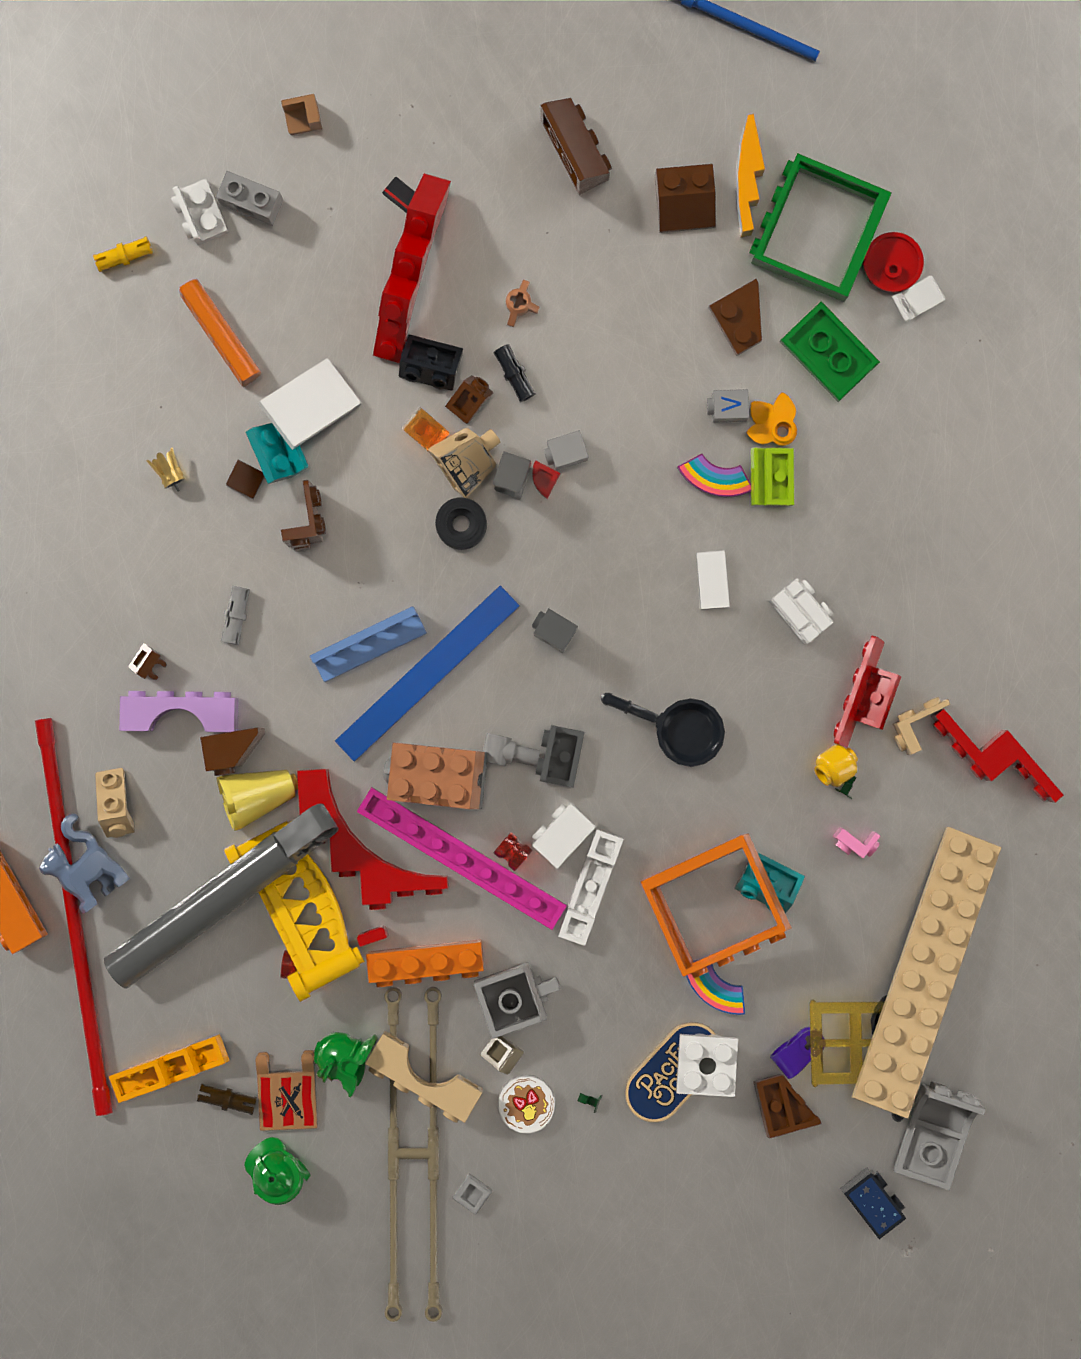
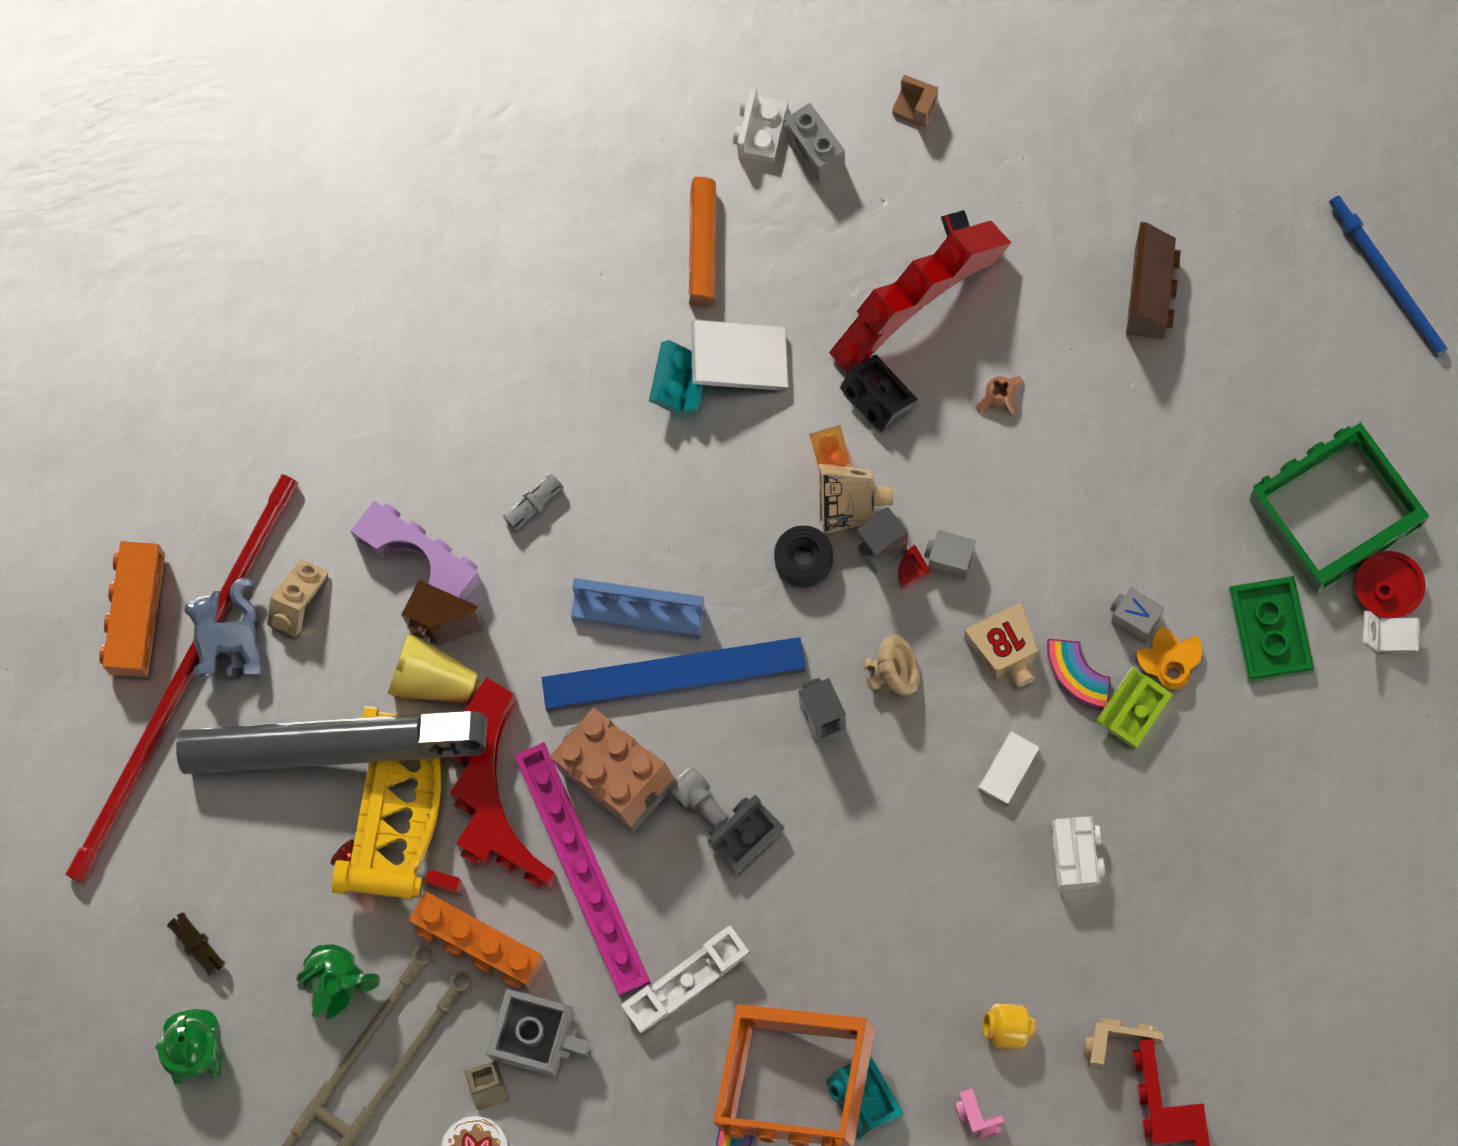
camera: 40 degrees right, 15 degrees down
(122, 254) = (664, 119): yellow pin -> none
(145, 661) = (420, 487): reddish brown tile -> none
(167, 471) = (565, 337): pearl gold piece -> none
(169, 1068) = (164, 877): light orange slope -> none
(245, 479) = (630, 385): reddish brown slope -> none
(287, 1098) = (252, 982): flag -> none
(303, 536) = (655, 469): reddish brown bracket -> none
(454, 1096) = (378, 1011): tan arch -> none
(469, 398) = (892, 447): reddish brown bracket -> none
(513, 851) = (635, 894): clear red wheel -> none
(514, 373) = (951, 453): black pin -> none
(562, 835) = (694, 910): white brick -> none
(584, 563) = (894, 667): none -> tan hair
(651, 491) = (1005, 644): none -> tan torso
(685, 198) = (1225, 397): reddish brown slope -> none
(687, 731) = (883, 891): black piece -> none
(740, 317) = (1204, 541): reddish brown wing -> none
(748, 168) = (1303, 409): light orange slope -> none
(847, 787) = (1006, 1056): dark green piece -> none
(870, 695) = (1087, 979): red bracket -> none

